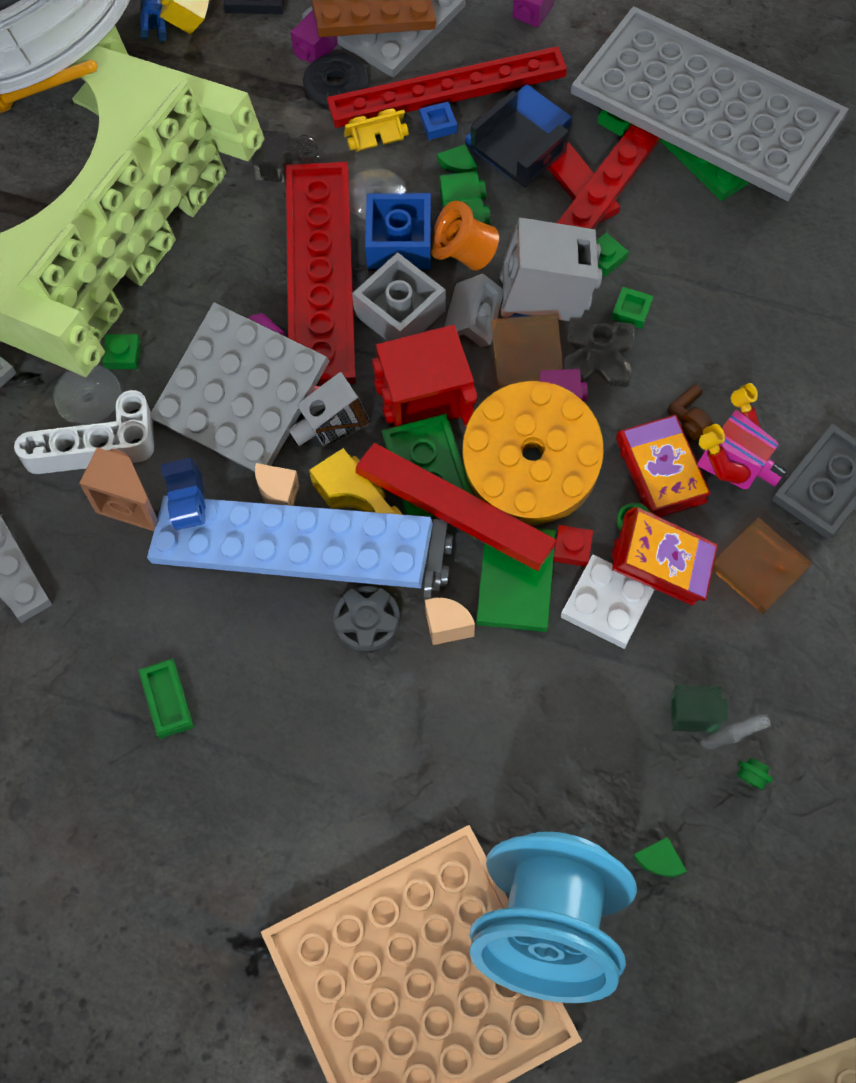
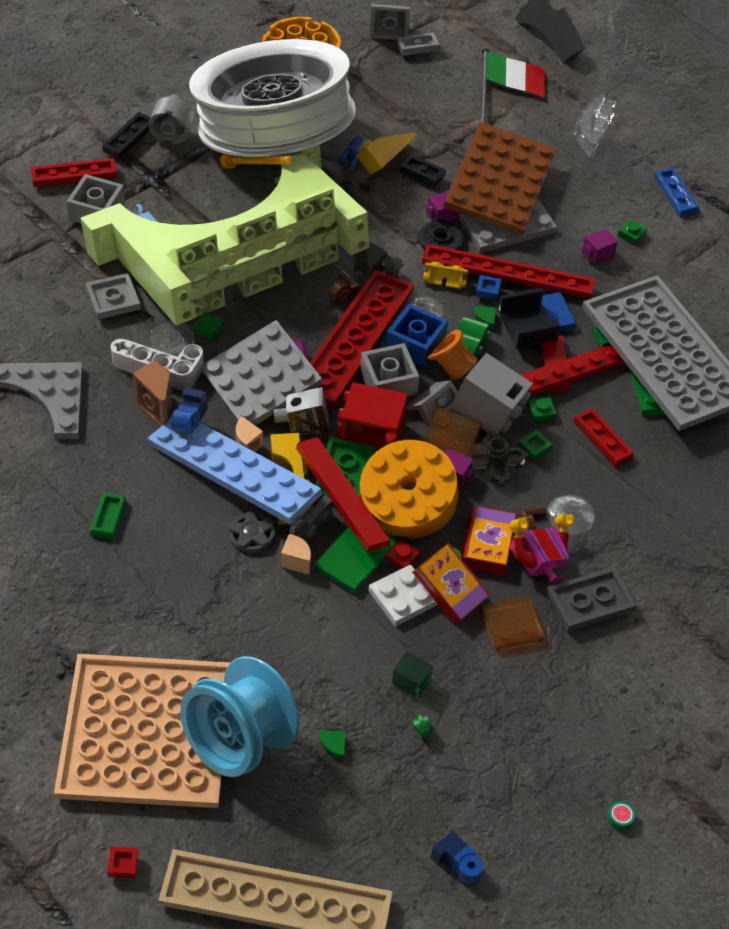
camera: 25 degrees right, 15 degrees down
(262, 214) = (343, 288): none -> reddish brown plate
(700, 254) = (603, 437): none -> red tile
(717, 383) = (583, 513): none -> clear dish
(736, 732) = (430, 702): clear piece -> none

